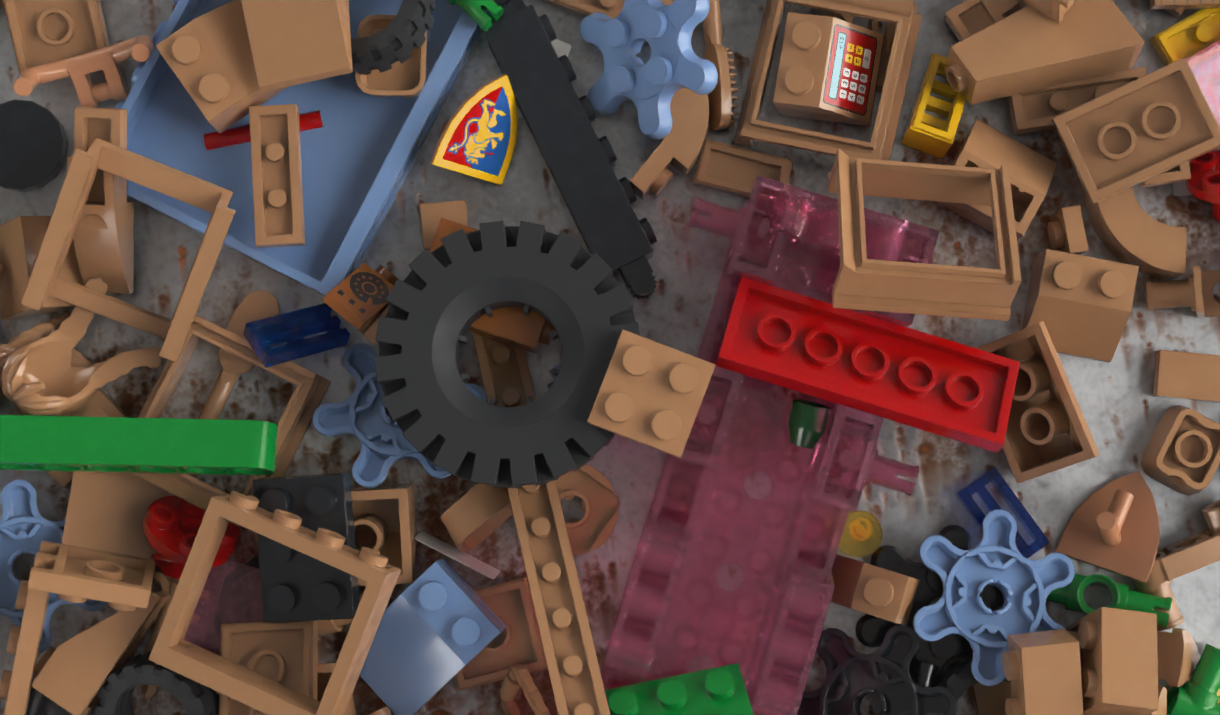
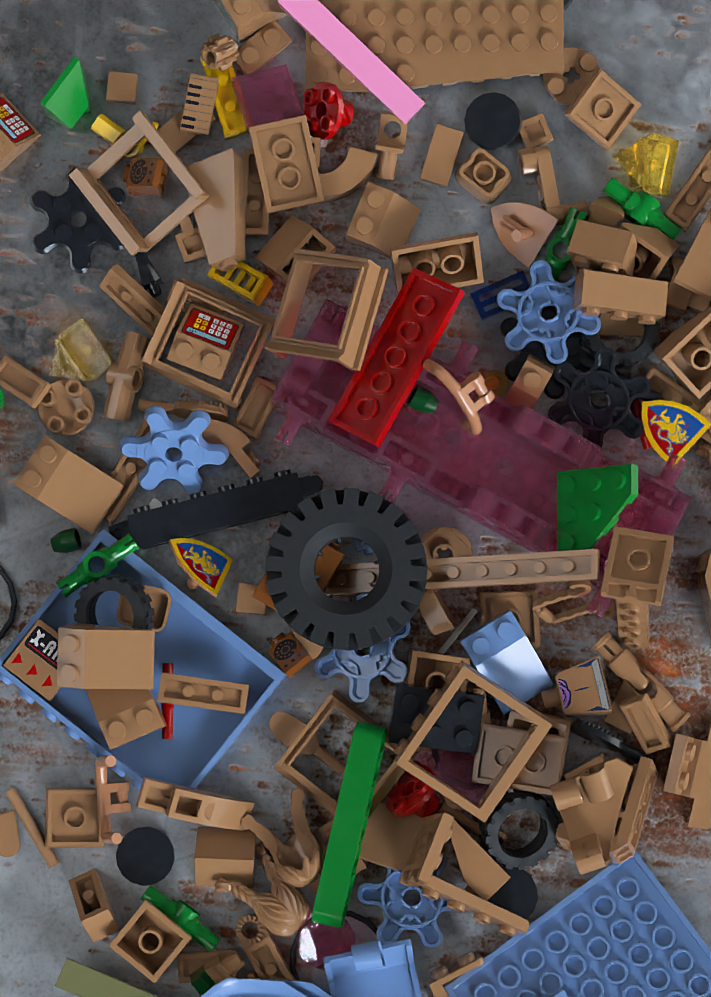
camera: 75 degrees left, 0 degrees up
(67, 214) = (255, 751): medium nougat piece -> none
(292, 328) = (298, 704): clear blue tile -> none
(651, 393) = (389, 488): medium nougat plate -> none
(831, 478) = (460, 391): none -> nougat piece
(1067, 231) = (336, 218): medium nougat plate -> none

